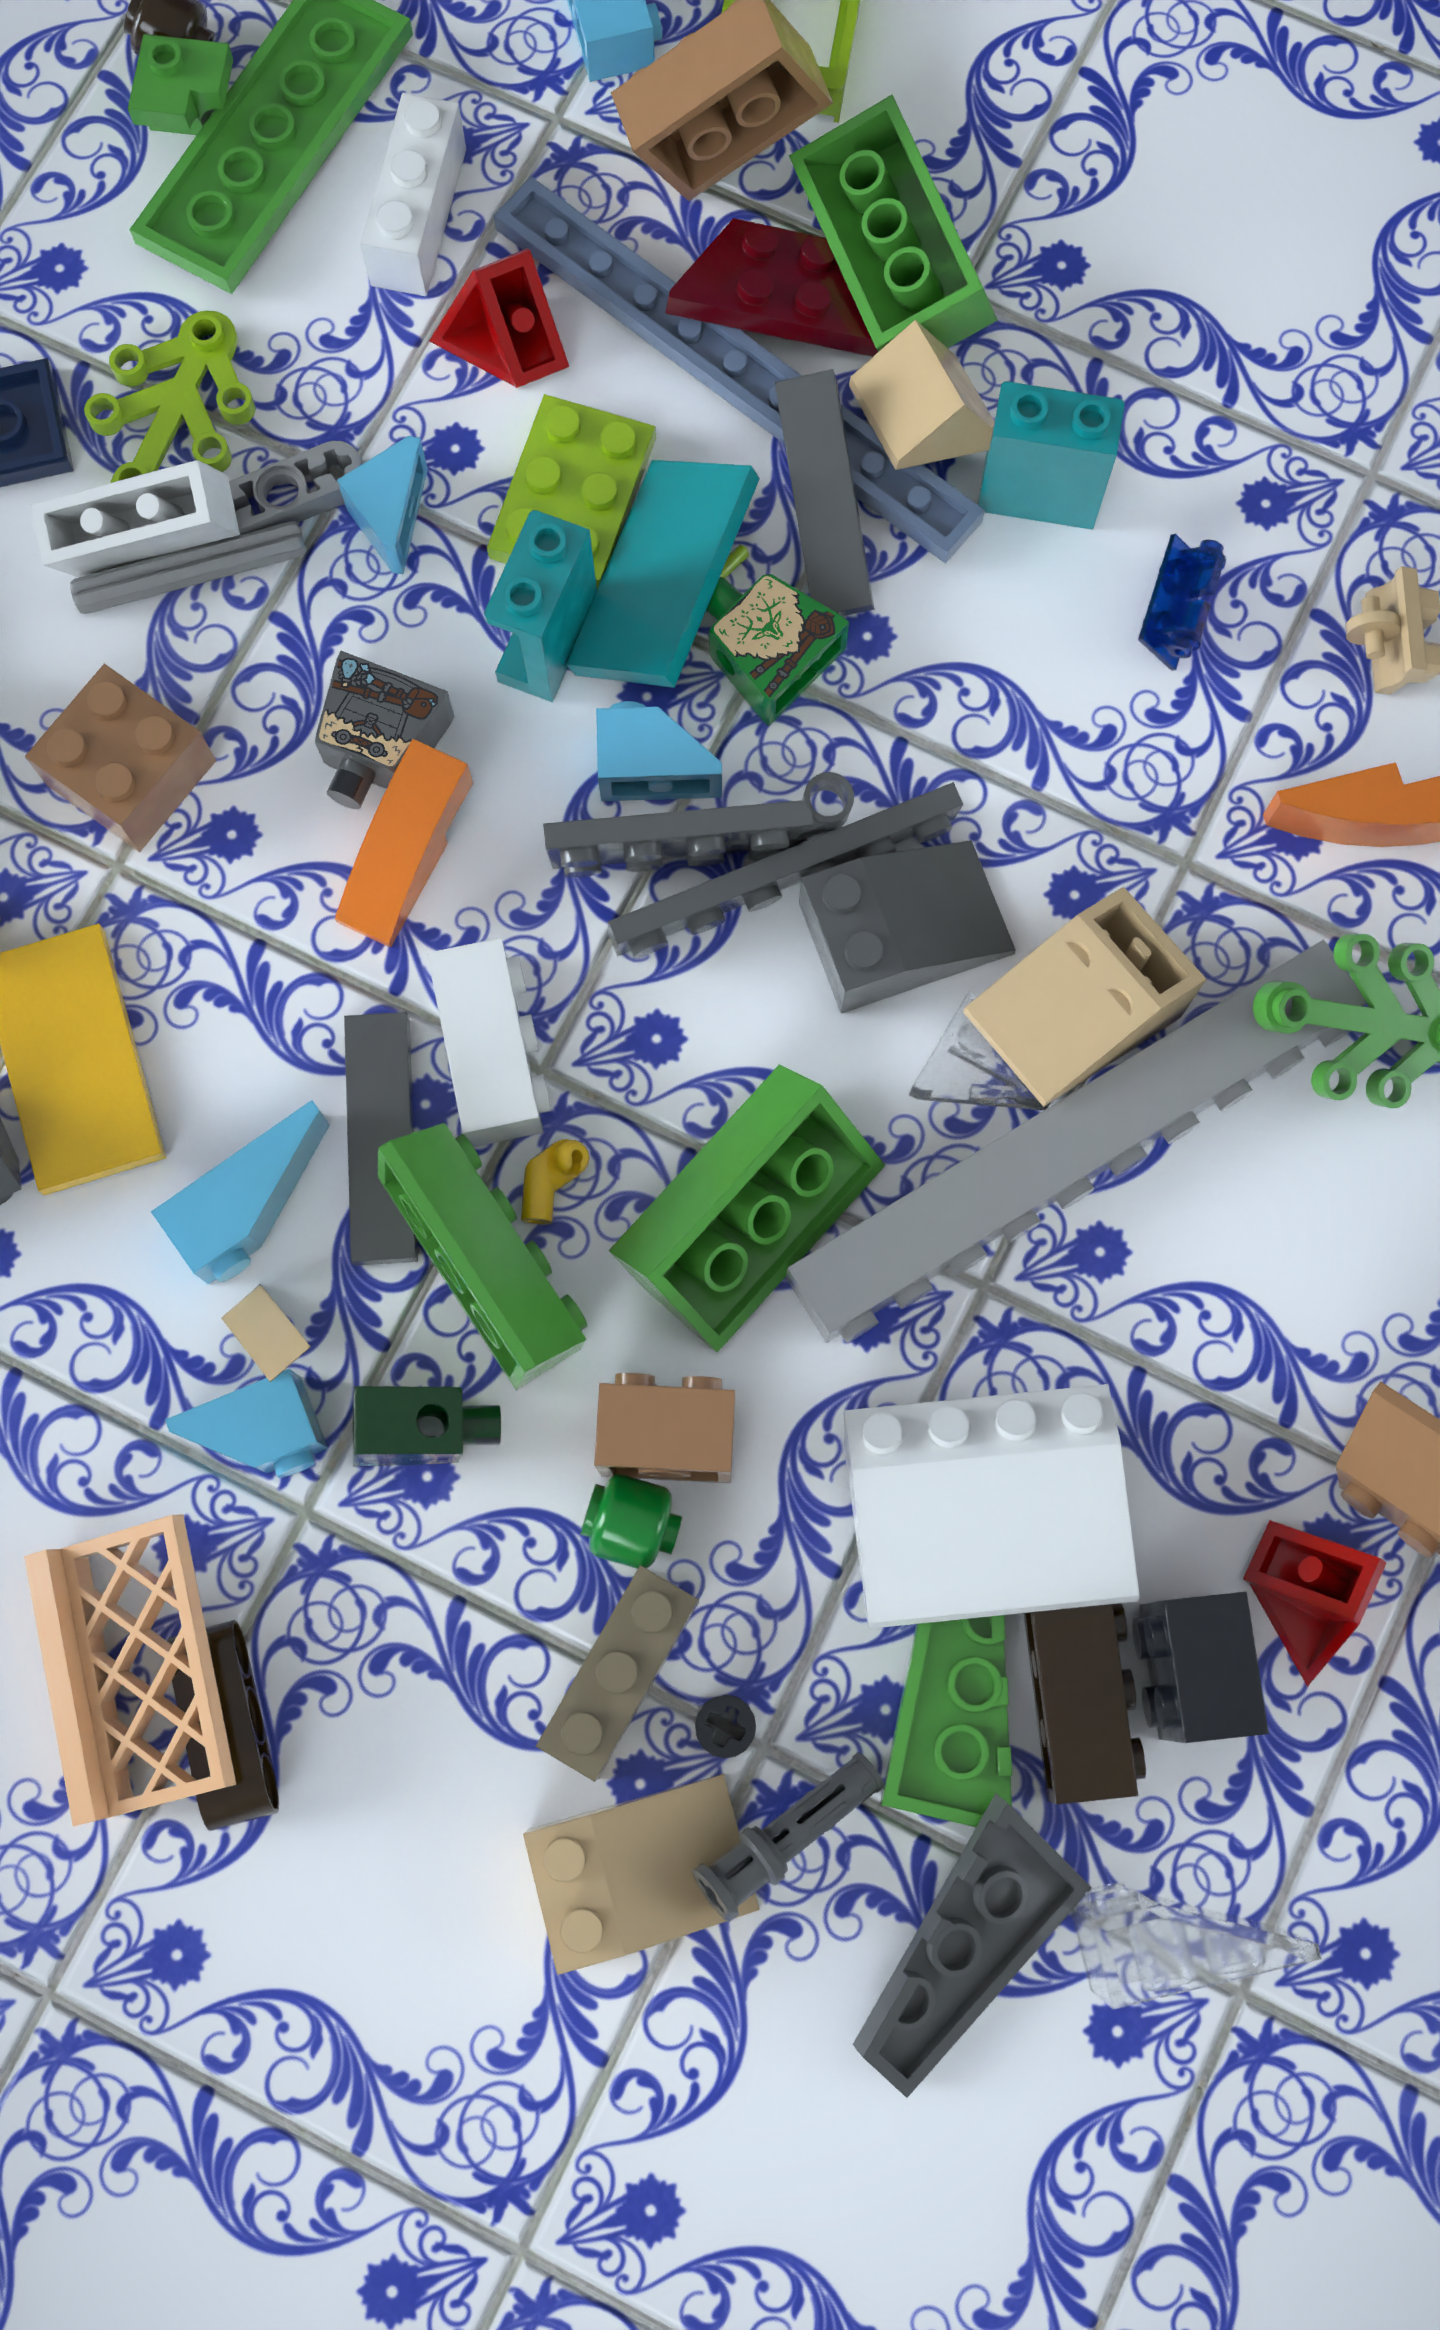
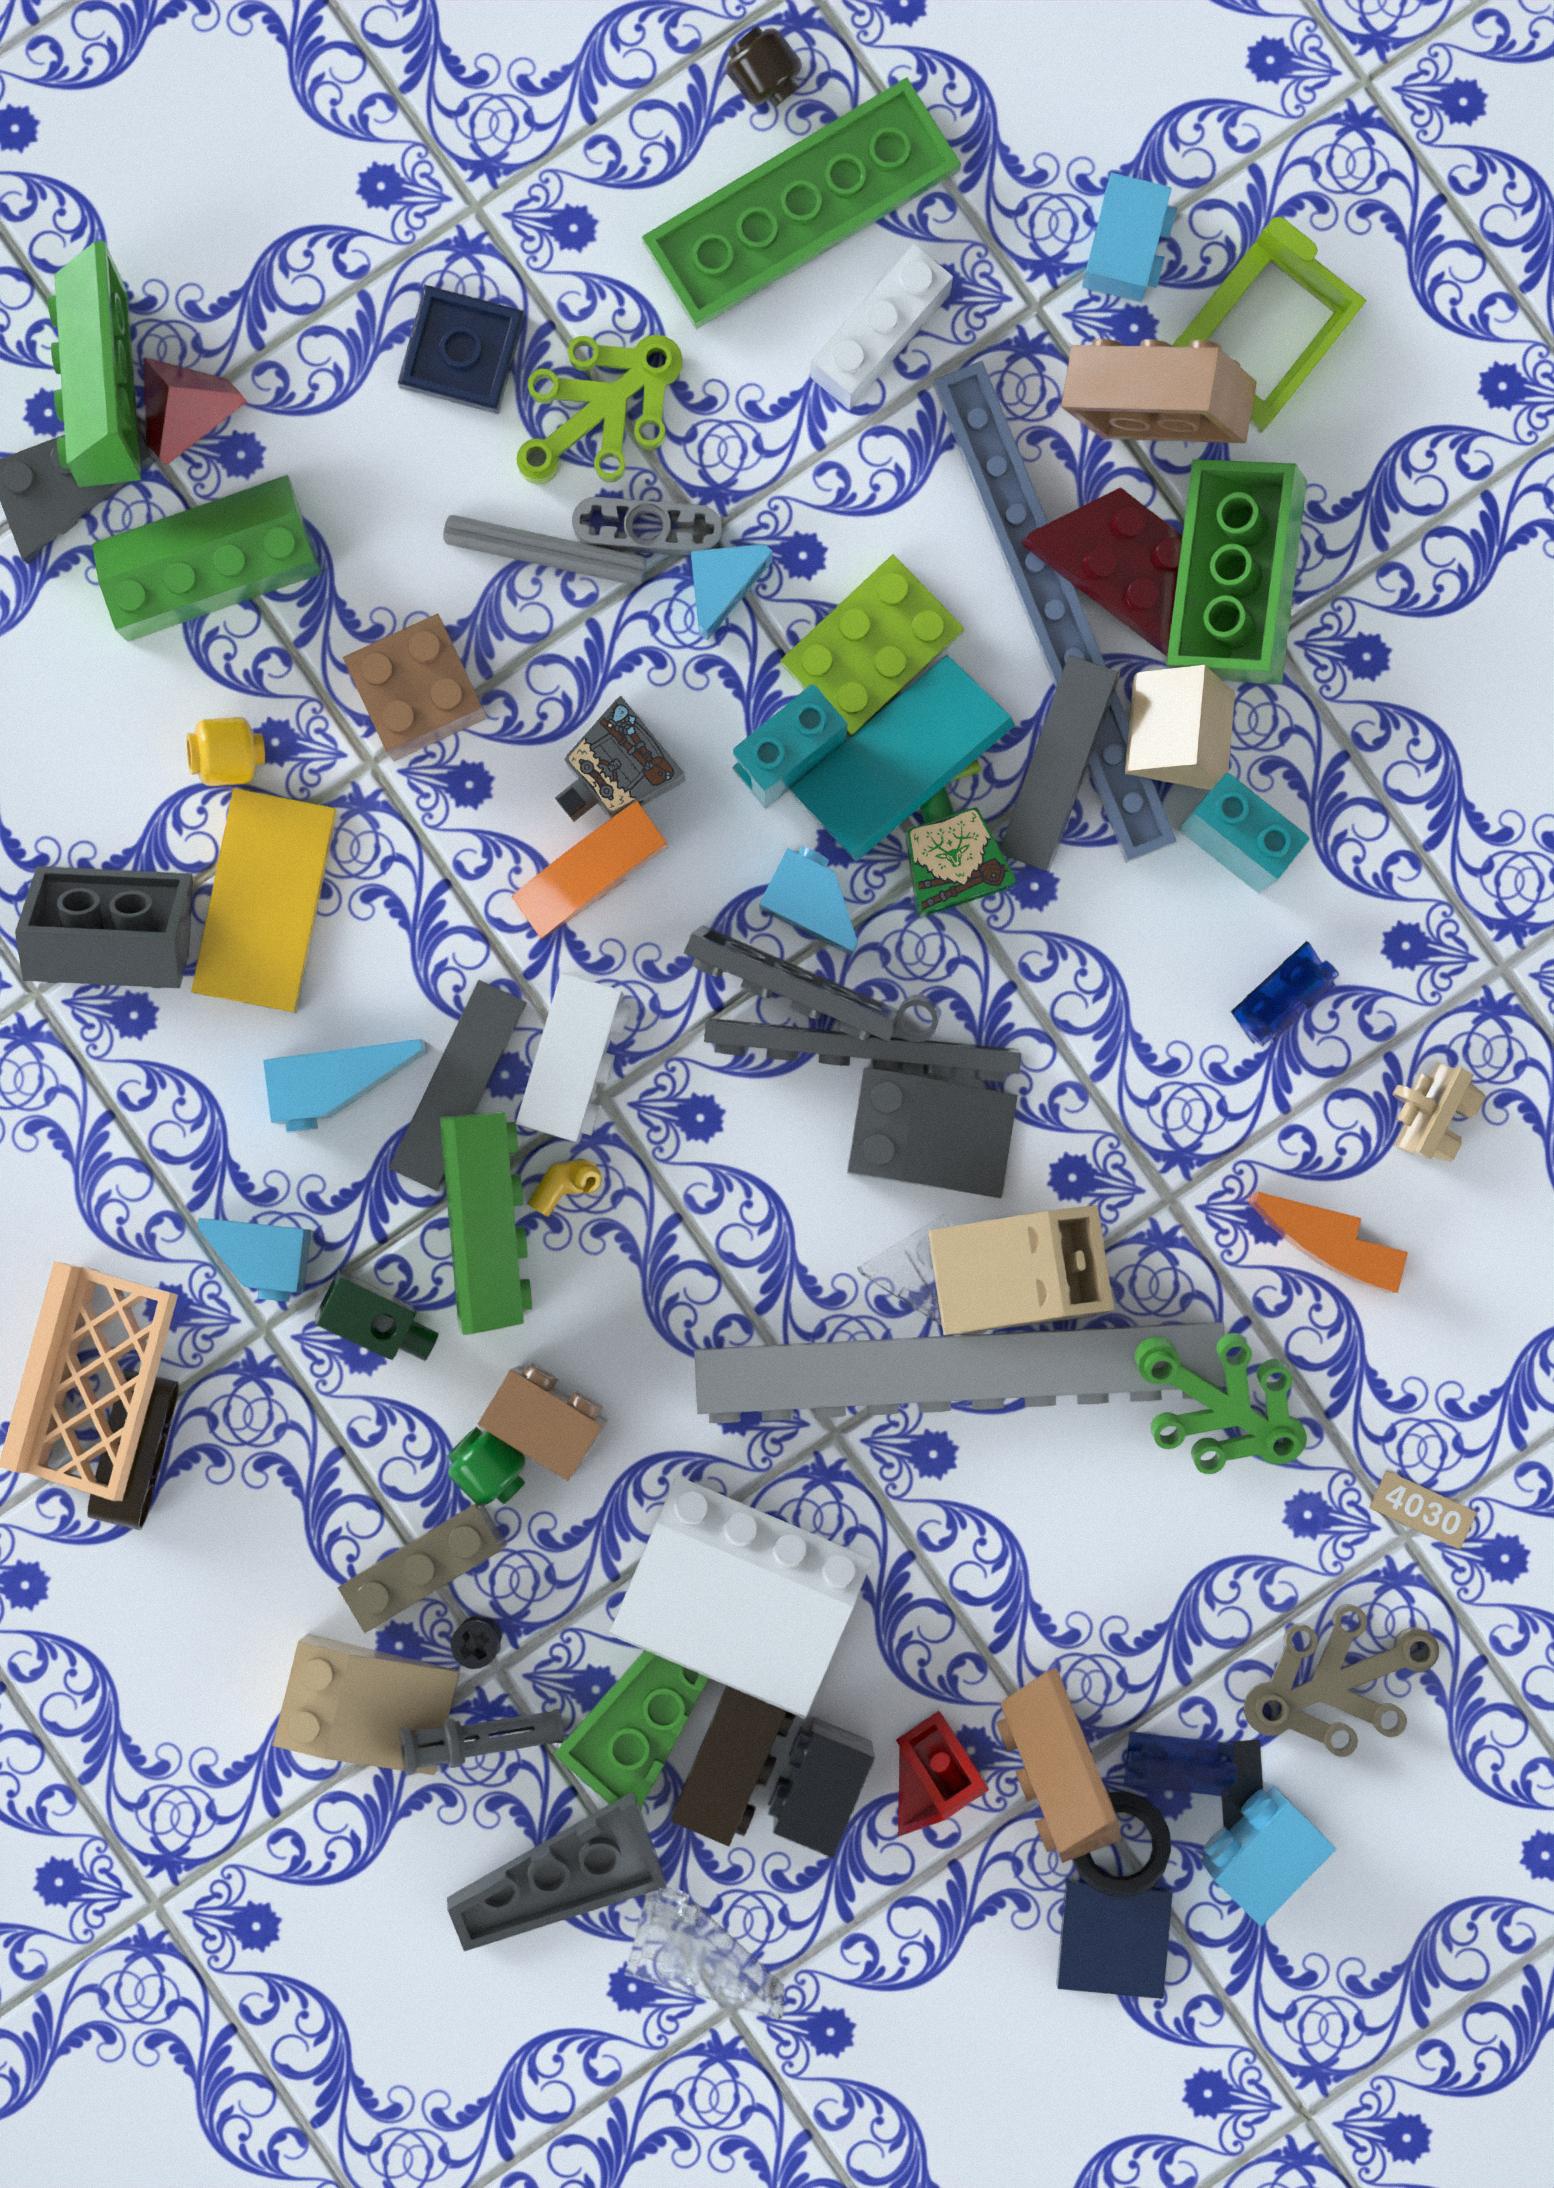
camera: 30 degrees right, 10 degrees up
(135, 519) = (520, 503): white brick -> none
(179, 83) = (743, 131): bright green brick -> none
(265, 1333) = (301, 1189): tan sticker -> none
(504, 323) = (892, 481): red slope -> none
(748, 1206) = (693, 1285): bright green slope -> none

